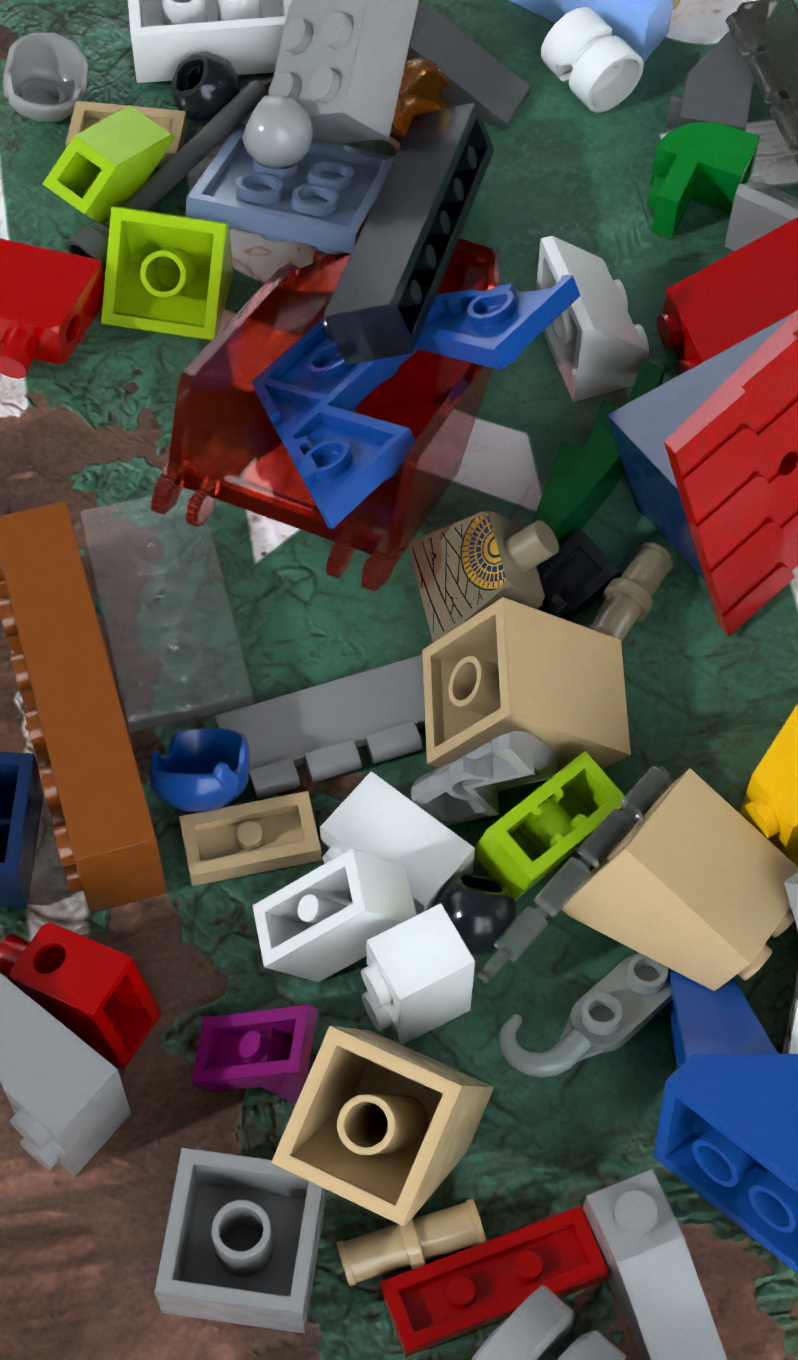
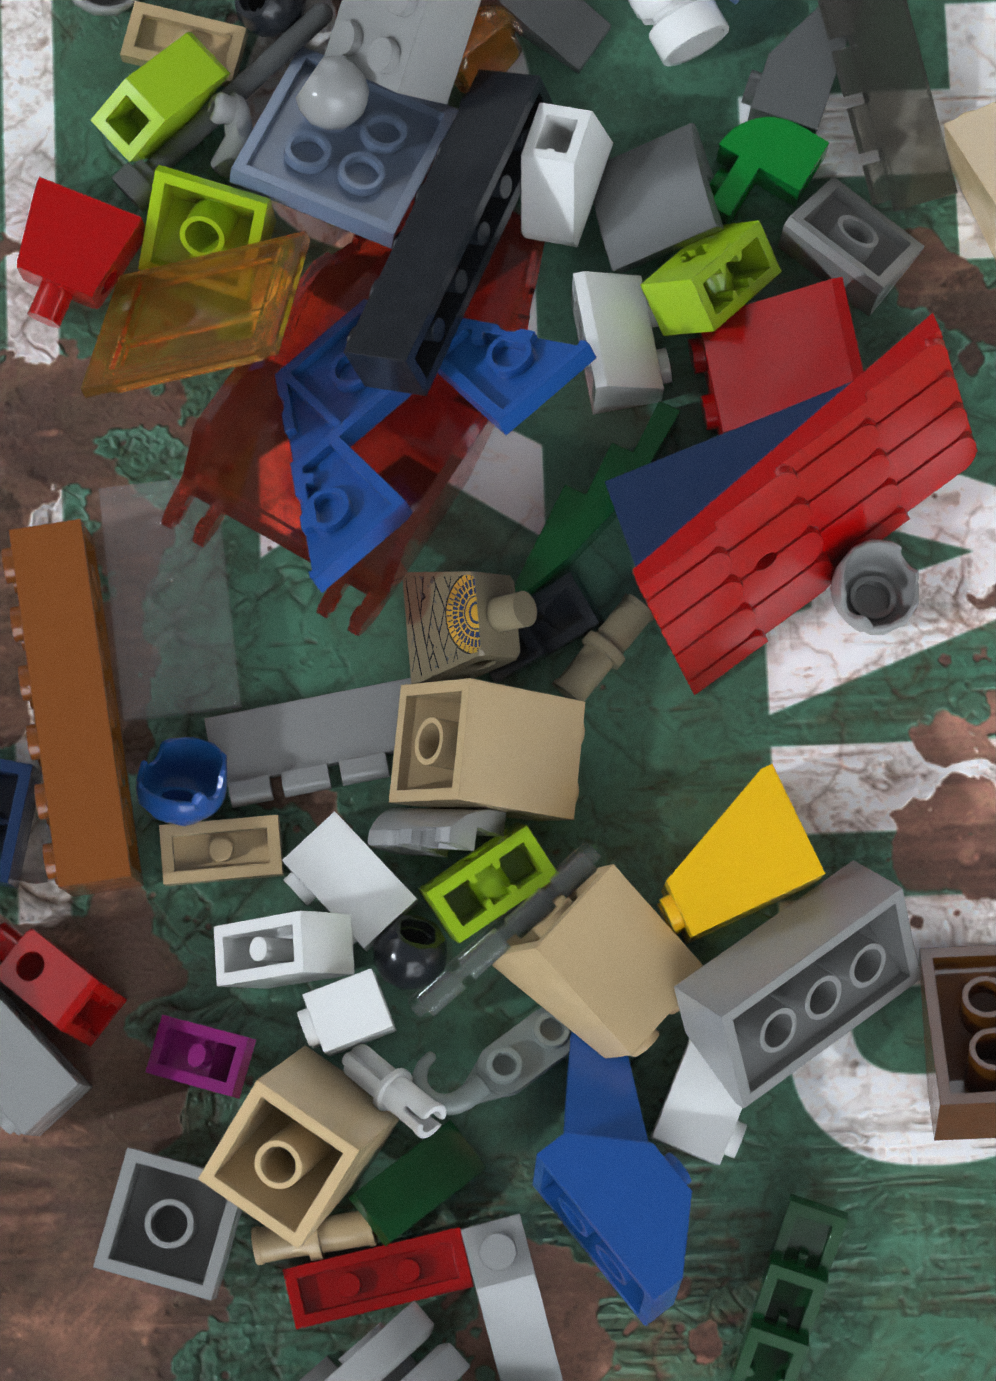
camera: 10 degrees right, 20 degrees up
(166, 324) = (197, 316): none -> clear orange piece
(182, 172) = (235, 115): none -> light grey arm
(481, 1053) = (393, 1090): none -> white axle
(508, 185) = (561, 172): none -> white slope
(522, 1162) = (417, 1183): none -> dark green slope
(605, 200) = (656, 199): none -> dark grey slope
(671, 251) = (711, 279): none -> lime brick

